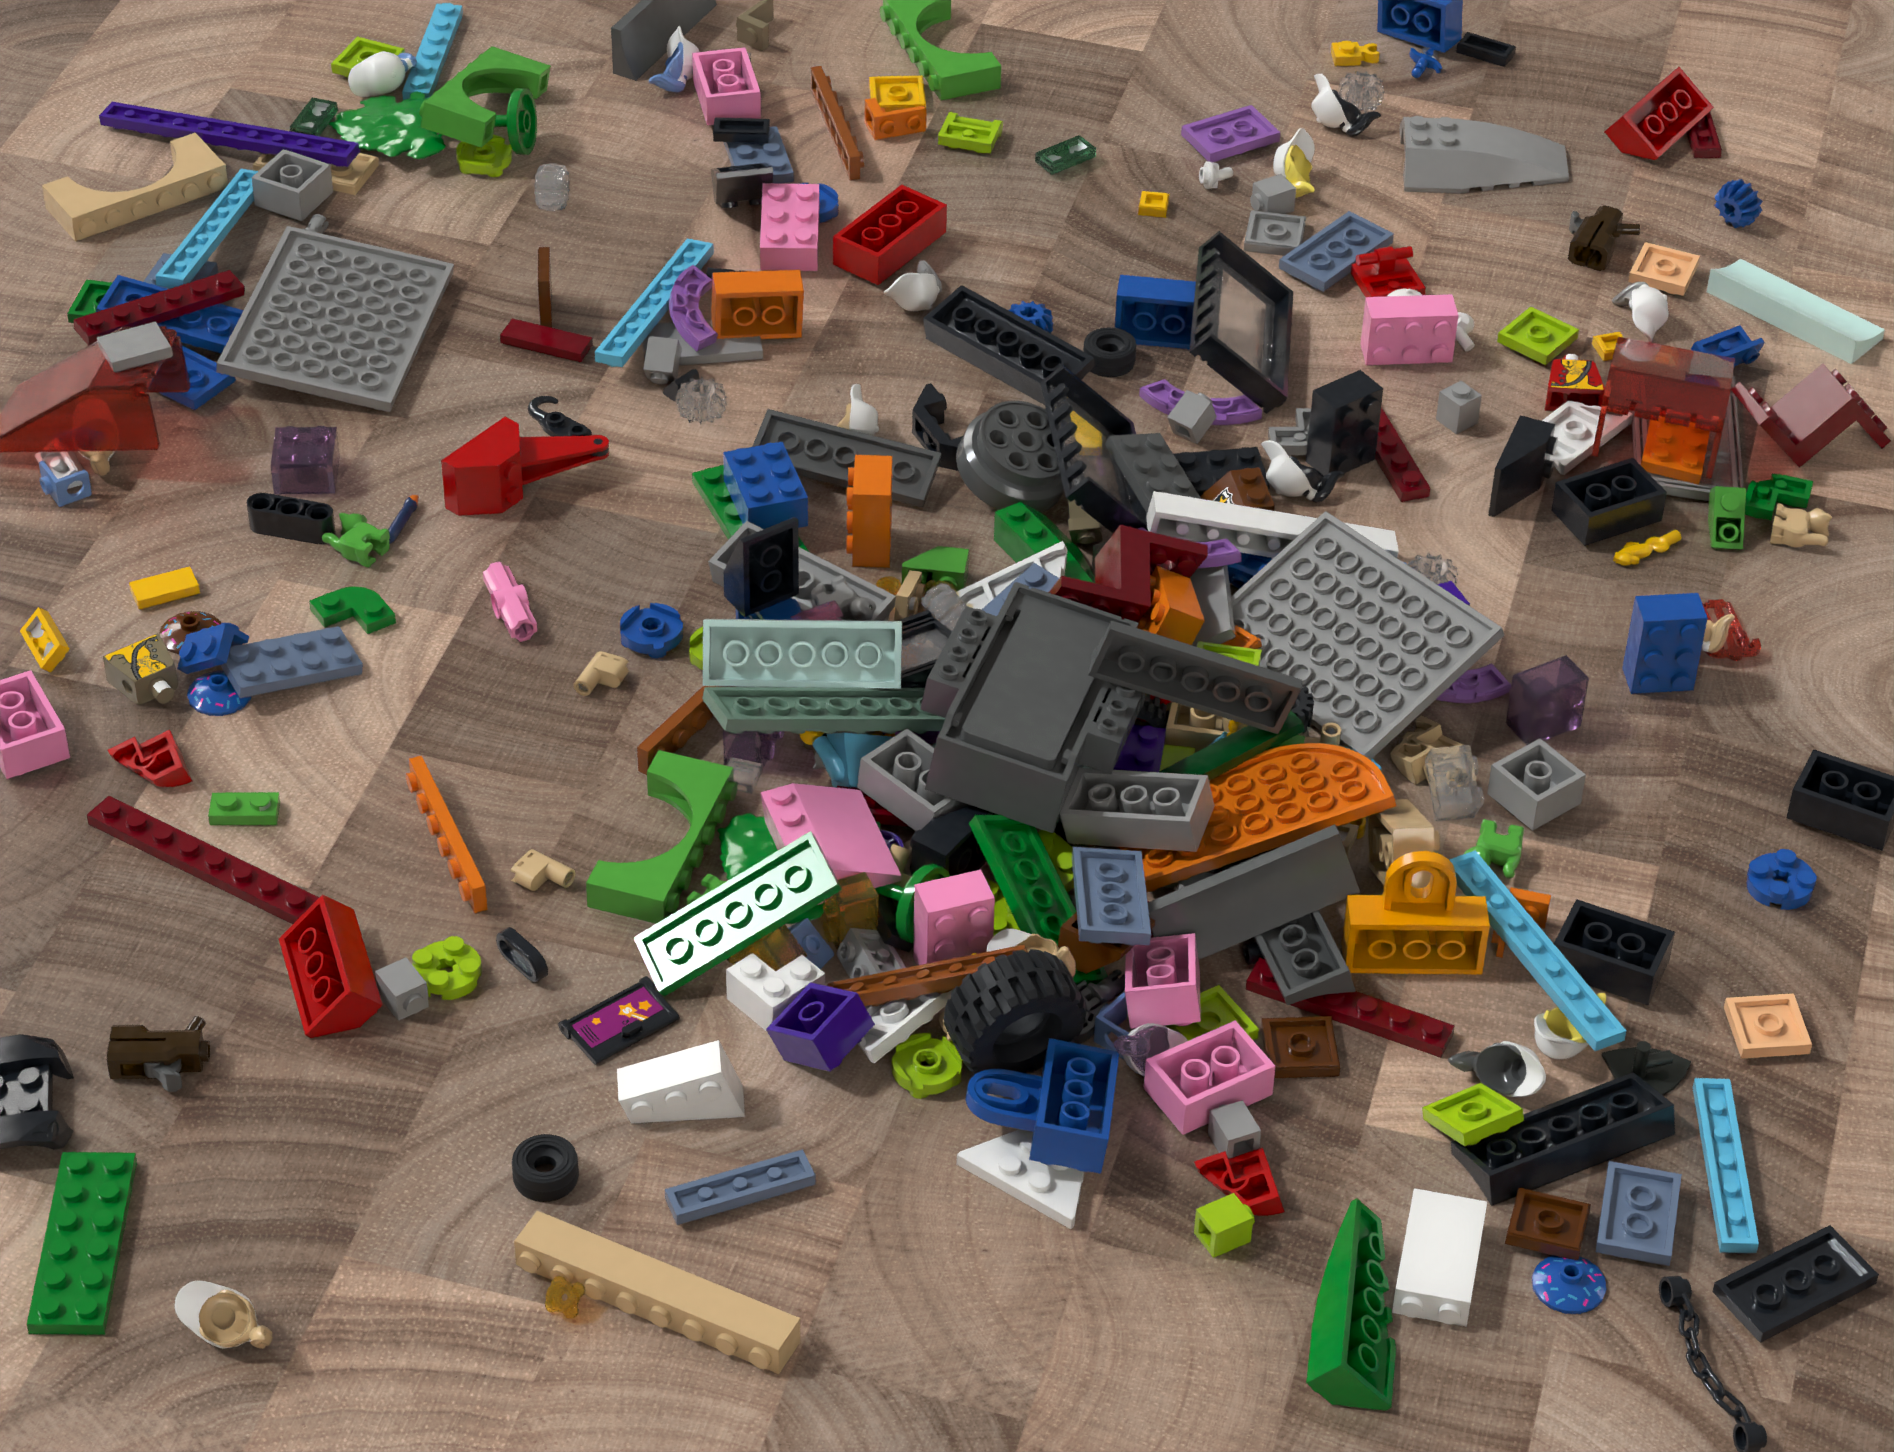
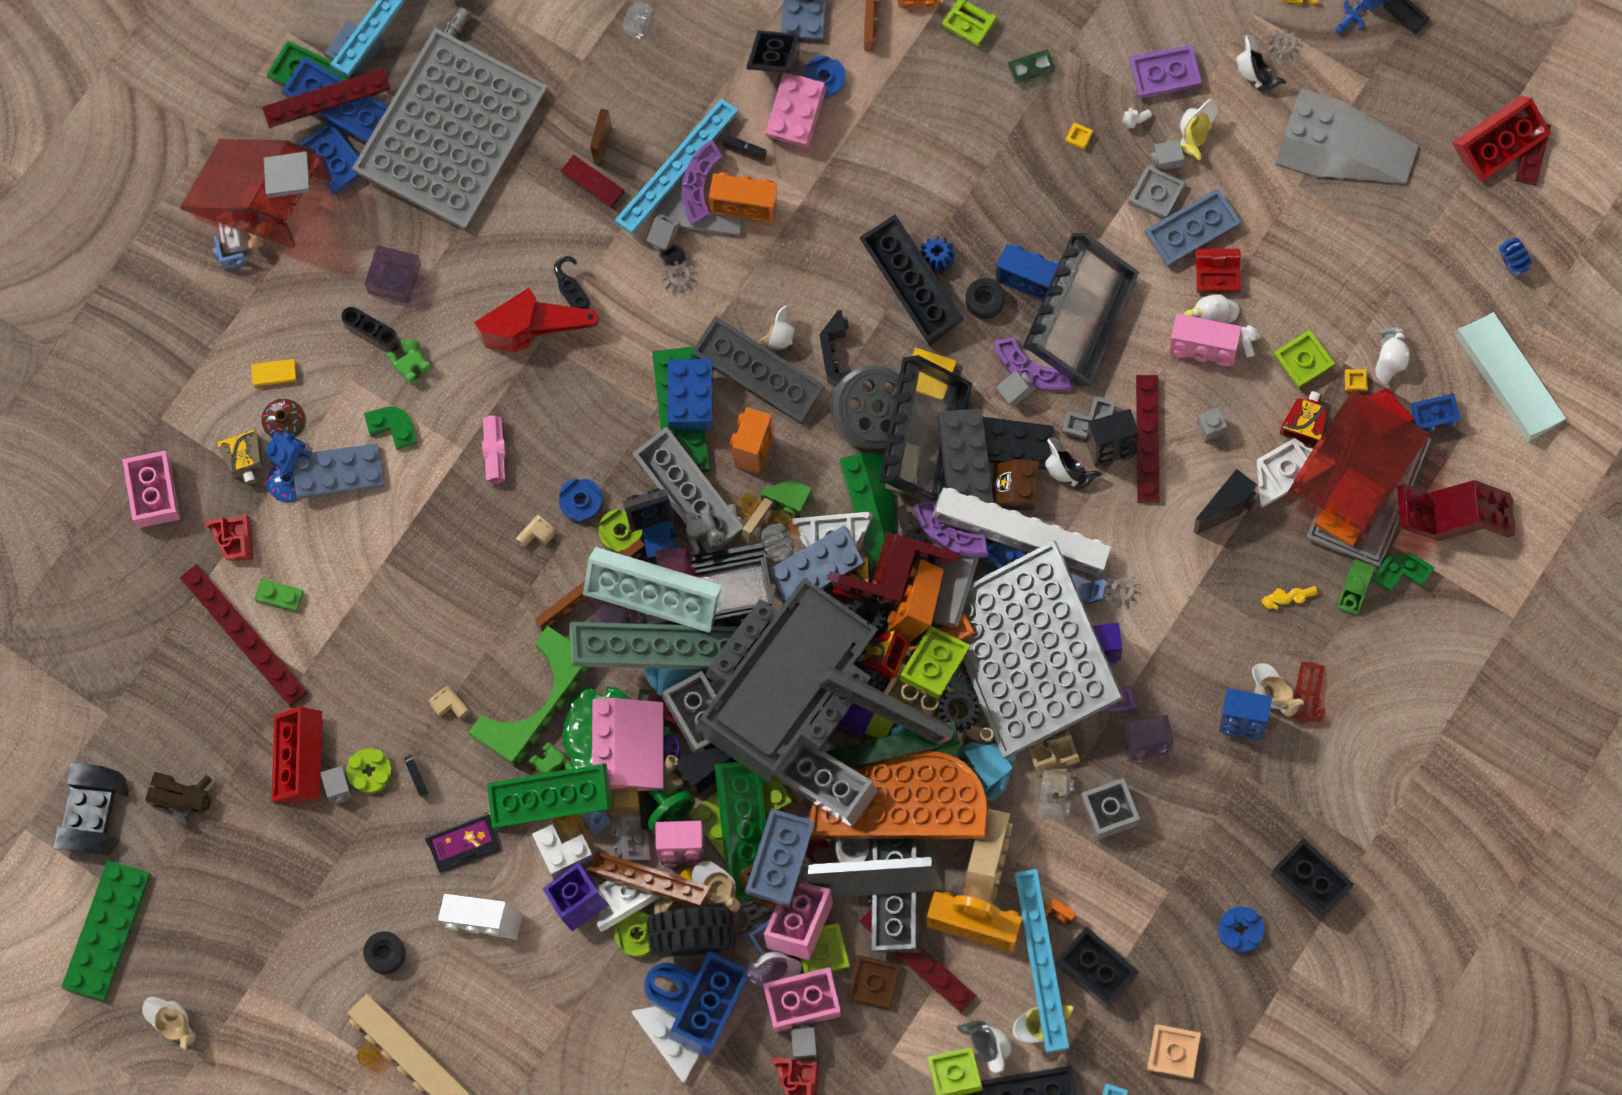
camera: 25 degrees right, 30 degrees up
(44, 639) = (185, 407): yellow piece -> none
(409, 506) = (454, 332): dark blue piece -> none
(449, 838) = (395, 647): orange plate -> none
(740, 1187) = (494, 1000): sand blue plate -> none
(889, 234) = (866, 134): red brick -> none
(916, 290) = (871, 197): white hair -> none
(1498, 848) = (1063, 853): bright green animal -> none
(1598, 234) = (1394, 260): dark brown piece -> none
(1608, 501) = (1276, 553): black brick -> none
(1656, 1067) = (1086, 1060): pearl dark grey shield -> none
(1664, 268) = (1430, 309): light nougat plate -> none
(1793, 527) = (1404, 604): tan animal -> none

